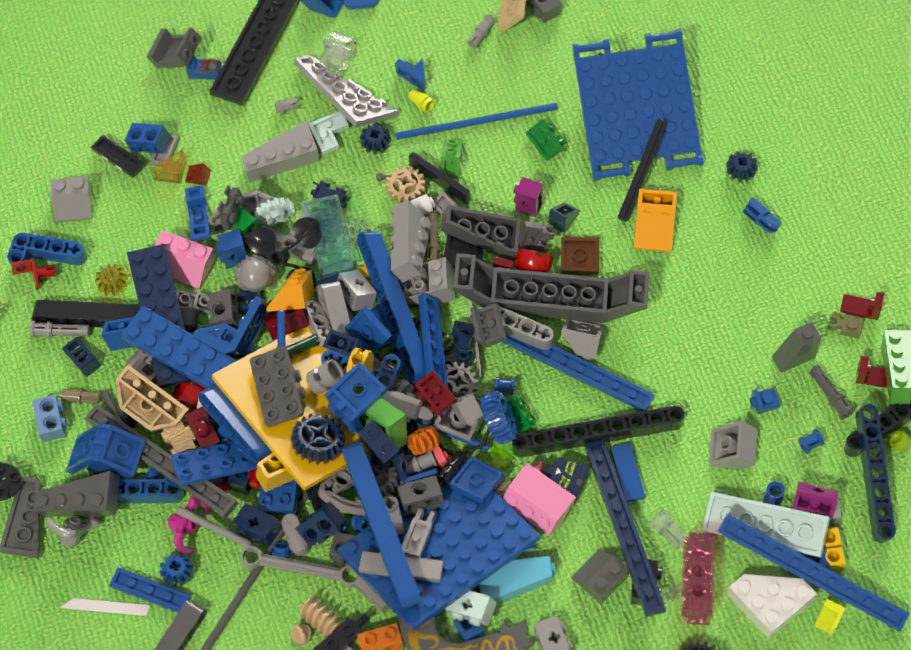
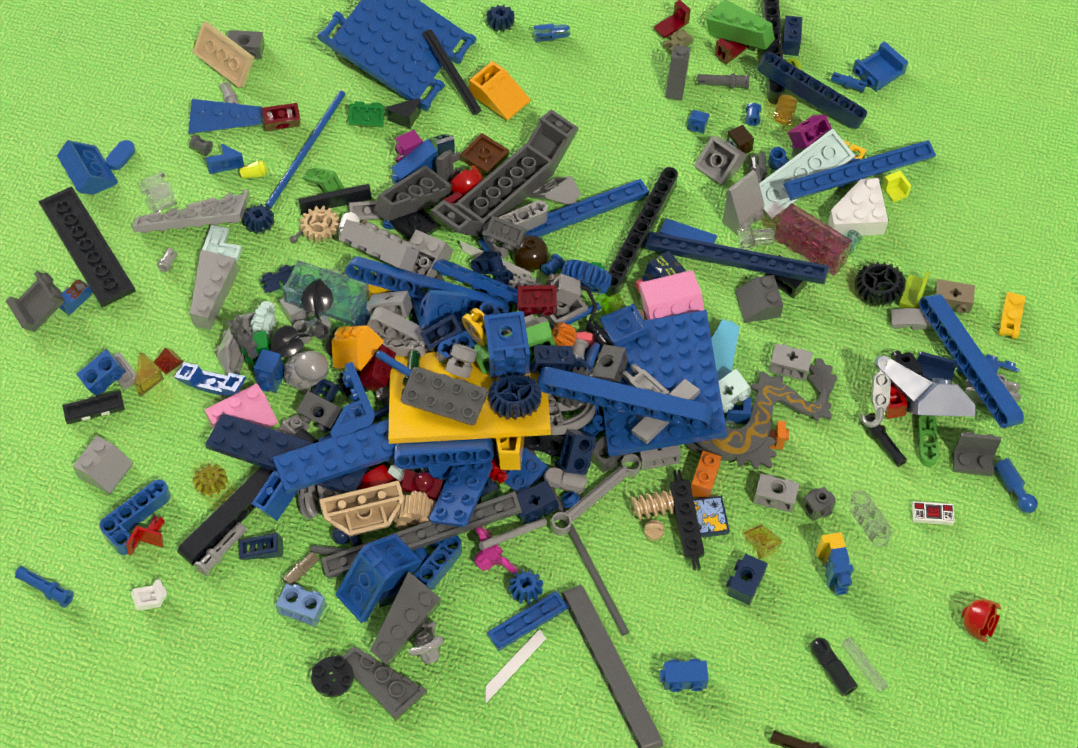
camera: 60 degrees left, 5 degrees down
(414, 46) = (201, 145): none -> dark grey bush
(454, 38) = (213, 116): none -> blue wing
(486, 80) = (281, 117): none -> dark red brick
(504, 360) = (531, 254): none -> dark brown cylinder
(521, 208) = (422, 155): none -> blue slope
(573, 167) = (404, 113): none -> black slope
(688, 495) = (743, 203): none -> light grey slope
(730, 614) = (855, 237): none -> clear light blue bush
(748, 484) = (758, 164): none -> dark grey arm
(769, 449) = (741, 139): none -> dark brown brick
(836, 465) = (785, 109): none -> clear yellow gear

